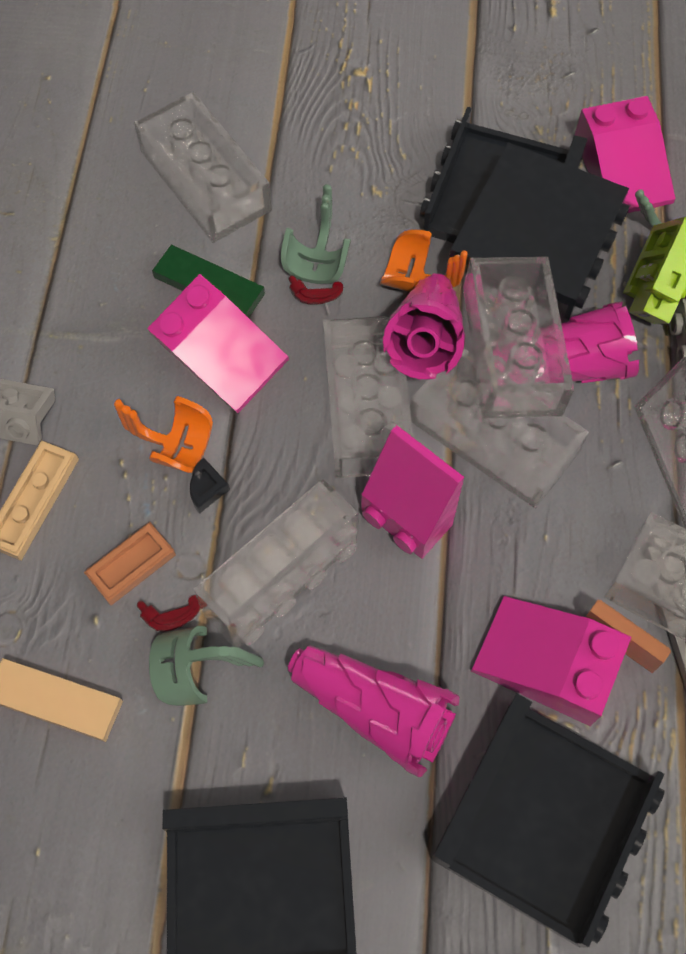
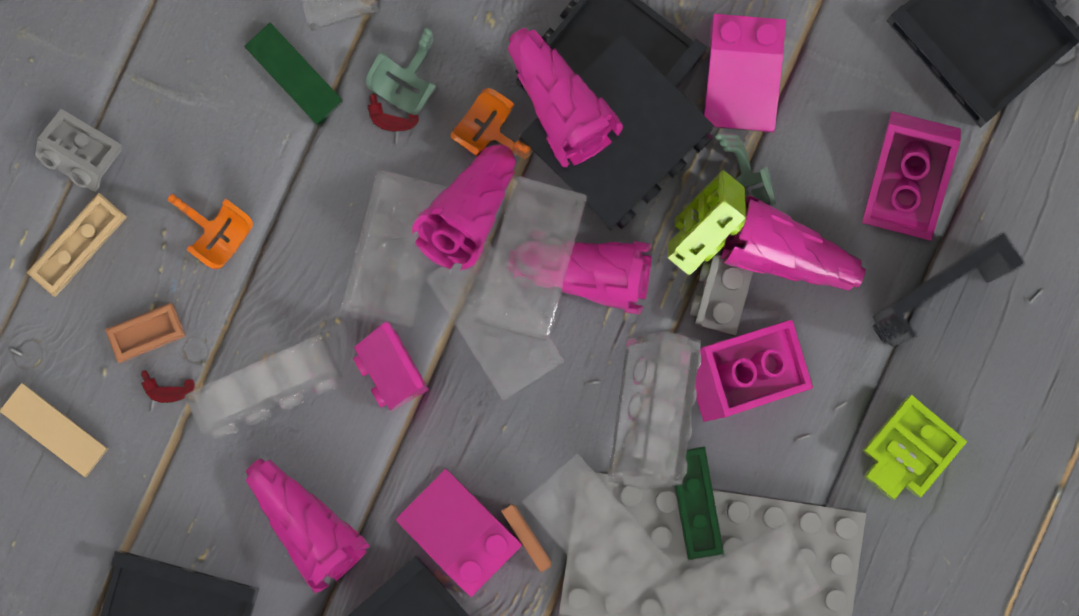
camera: 20 degrees right, 20 degrees up
(184, 691) = (151, 422): sand green helmet -> none
(206, 486) = (229, 282): black tile -> none
(218, 343) = (280, 152): slope -> none
(485, 195) = (564, 104): none -> dark pink cone

